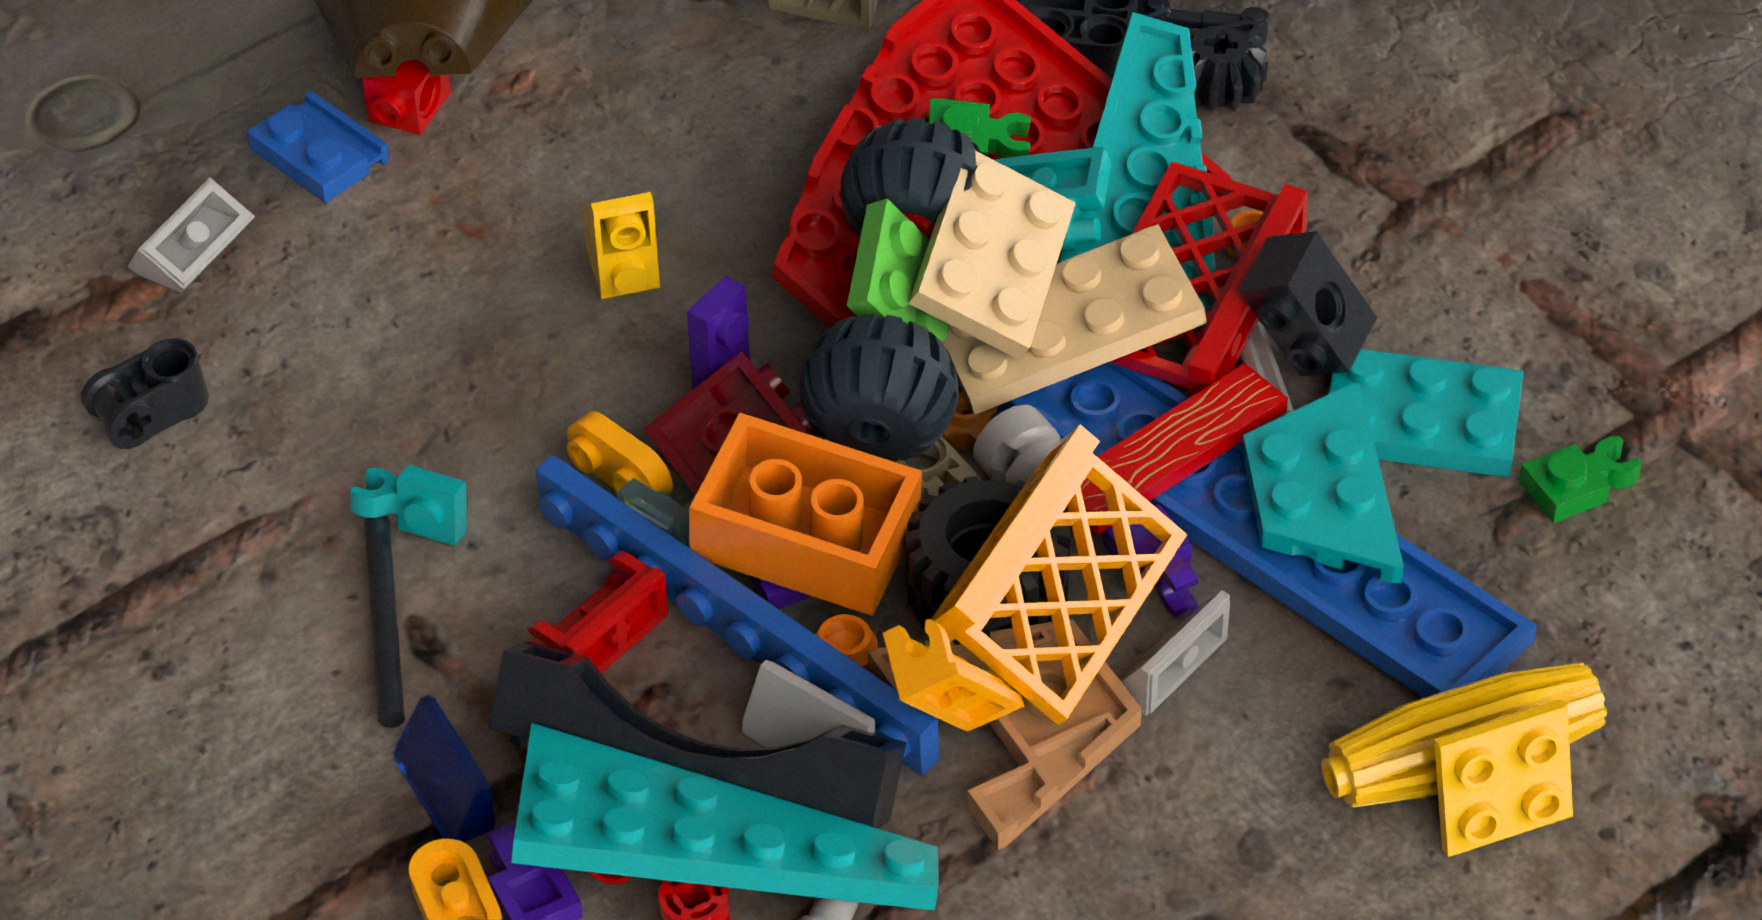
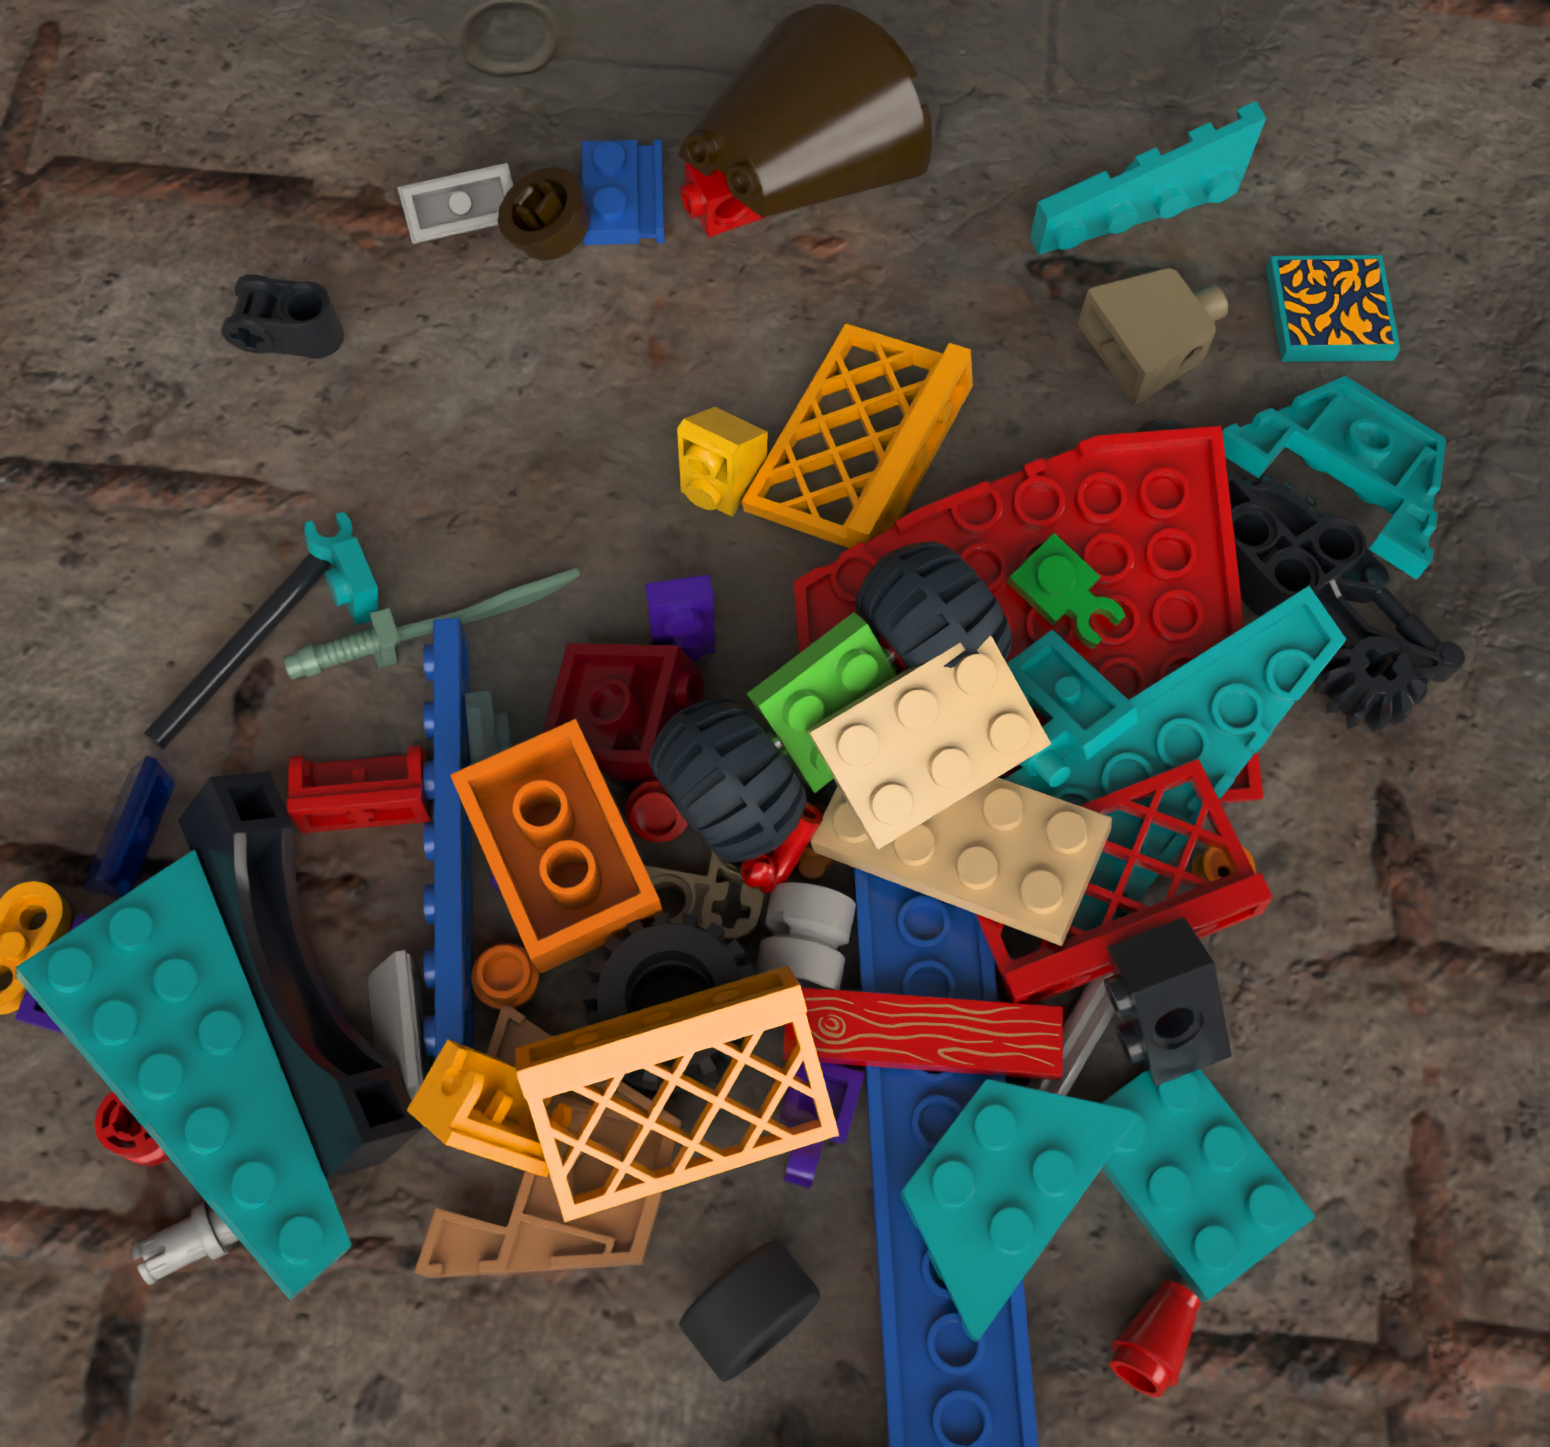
camera: 40 degrees right, 20 degrees up
(284, 188) = (545, 214): none -> dark brown piece
(498, 517) = (385, 636): none -> sand green sword
(614, 454) = (518, 633): light orange plate -> none
(740, 140) = (899, 467): none -> light orange fence
(961, 436) = (778, 864): none -> red arm
(1179, 653) = (733, 1221): light grey slope -> none
(1243, 672) = (749, 1309): none -> black tyre
(1507, 505) = (1156, 1340): none -> red cone
(1575, 482) = (1246, 1365): green plate -> none

